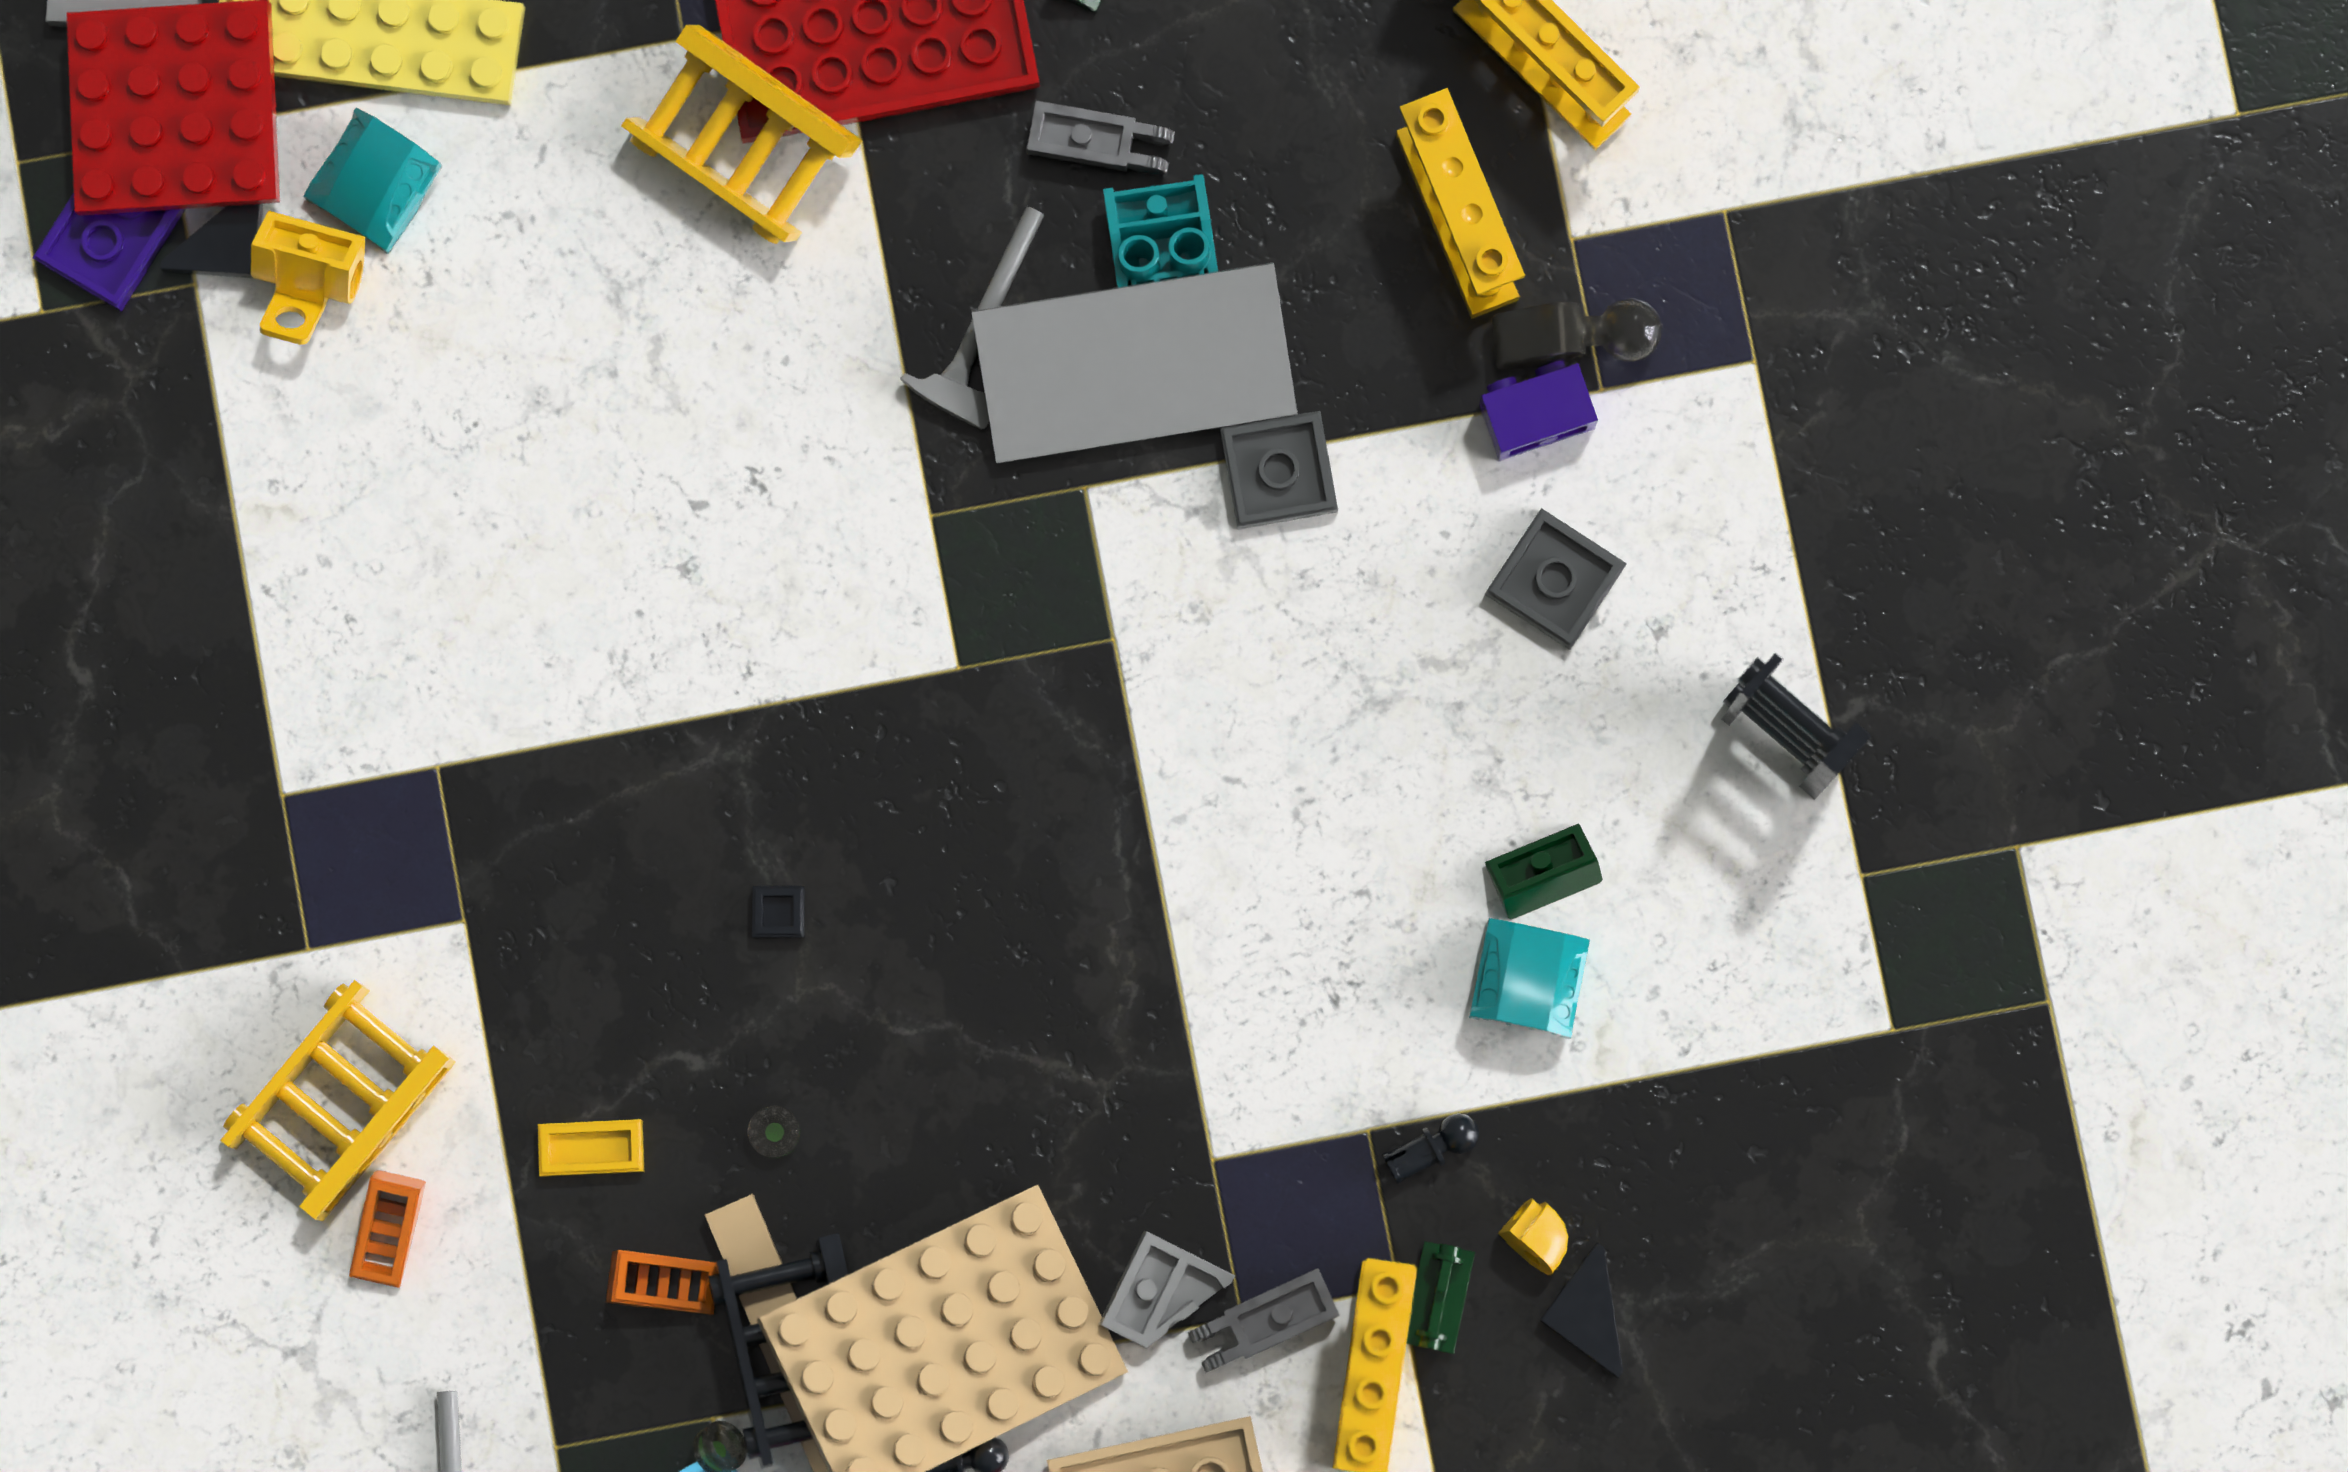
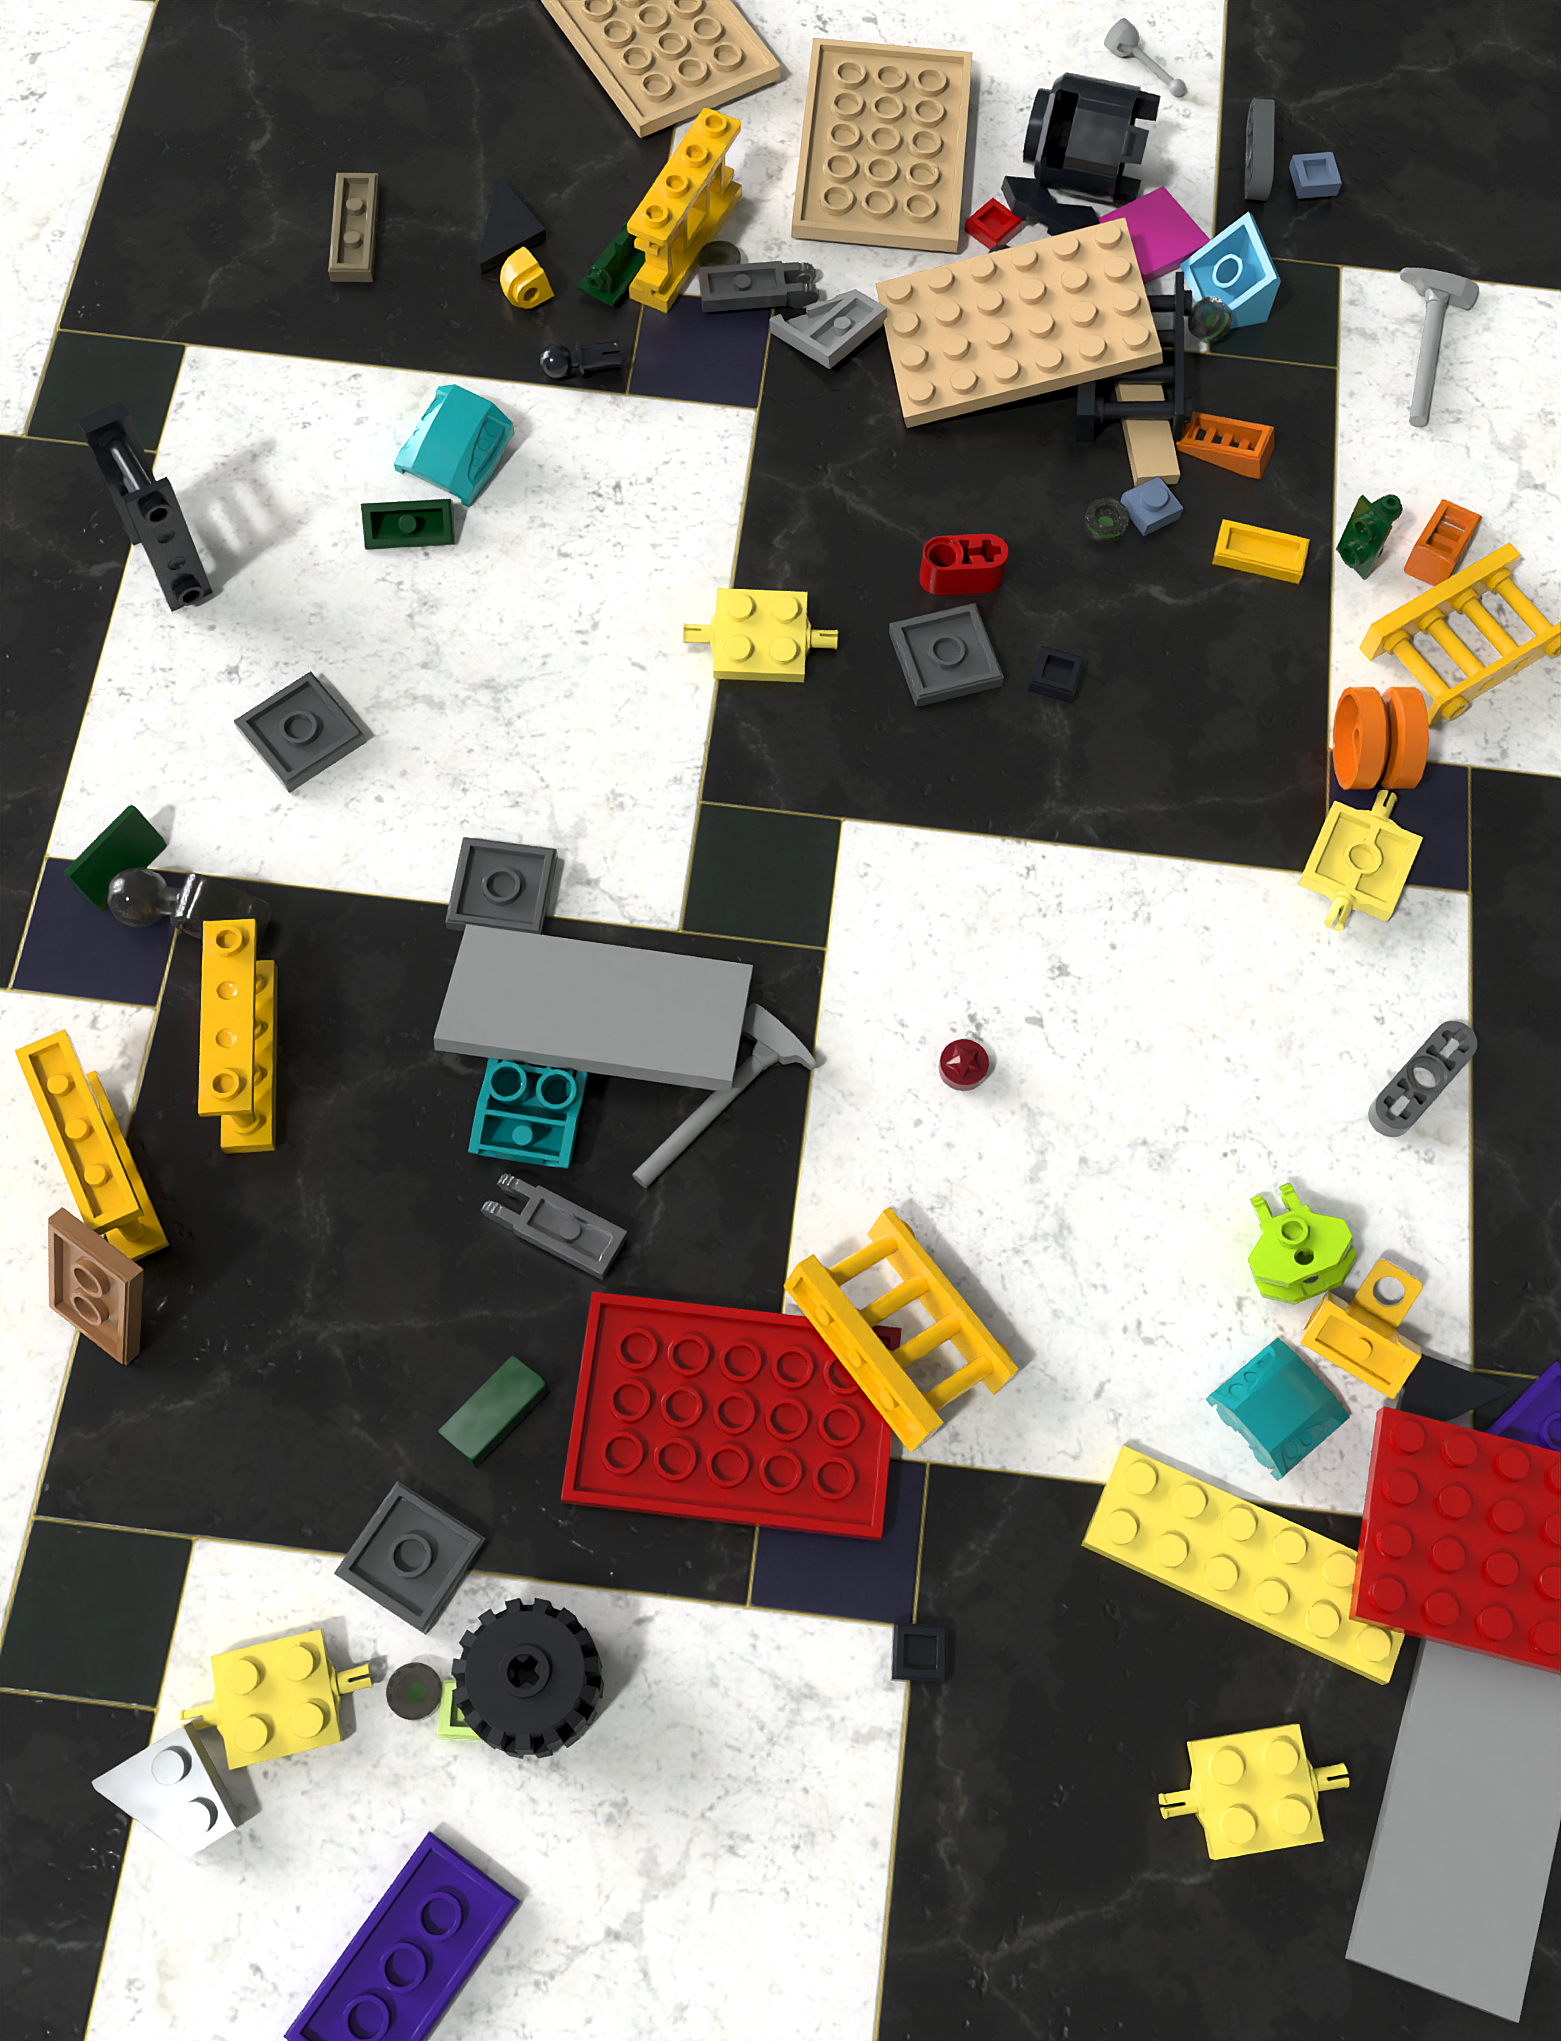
camera: 170 degrees left, 15 degrees down
(324, 532) = (1419, 1098): none -> dark grey beam
(382, 339) = (1298, 1248): none -> lime hinge
(404, 782) = (1360, 860): none -> light yellow plate
(404, 914) = (1380, 738): none -> orange wheel
(471, 1178) = (1367, 532): none -> dark green hinge
(727, 1168) = (1151, 506): none -> sand blue plate
(756, 428) = (963, 1065): none -> dark red tile
(905, 897) = (945, 655): none -> dark grey tile
(907, 1022) = (972, 564): none -> red beam
(1111, 851) = (760, 635): none -> light yellow plate
(1322, 1351) = (719, 253): none -> clear smoke tile
(1537, 409) = (254, 856): dark purple brick -> none
(1674, 369) = (123, 845): none -> dark green slope
(1768, 1256) = (354, 227): none -> dark tan tile

